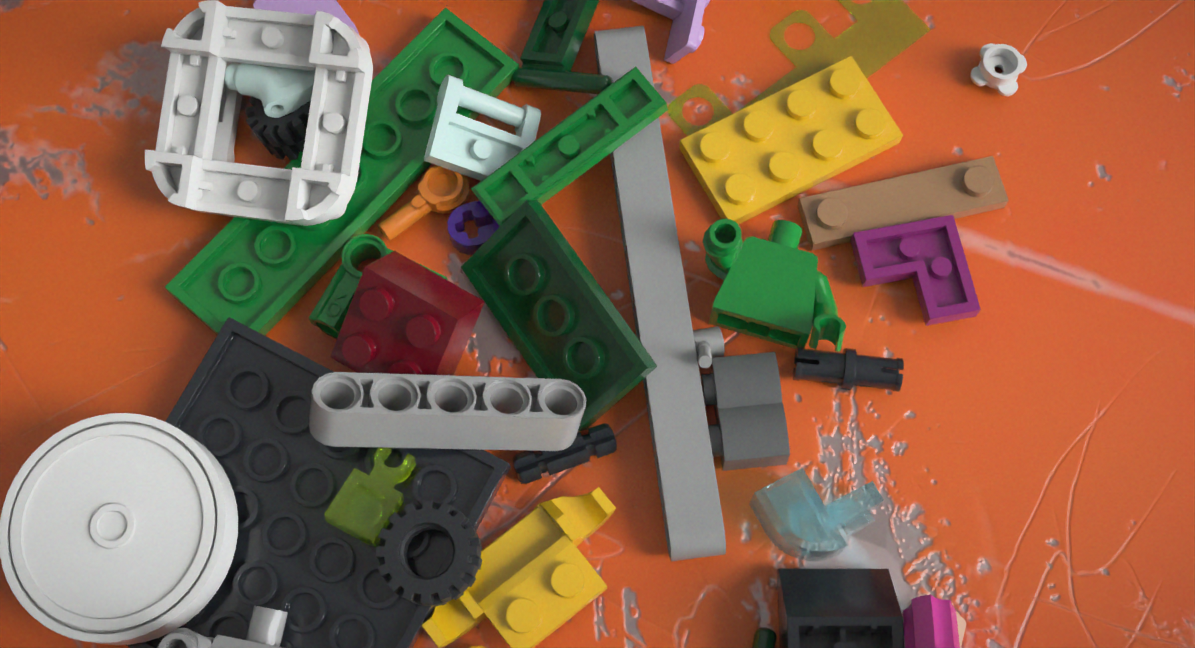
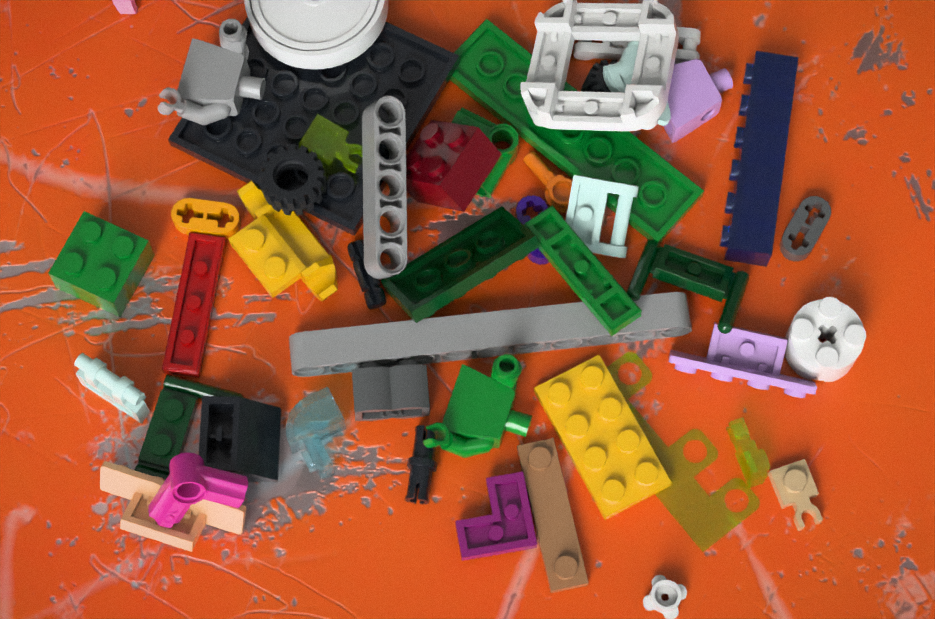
camera: 90 degrees right, 0 degrees up
(708, 345) = (440, 366): light grey hand -> none

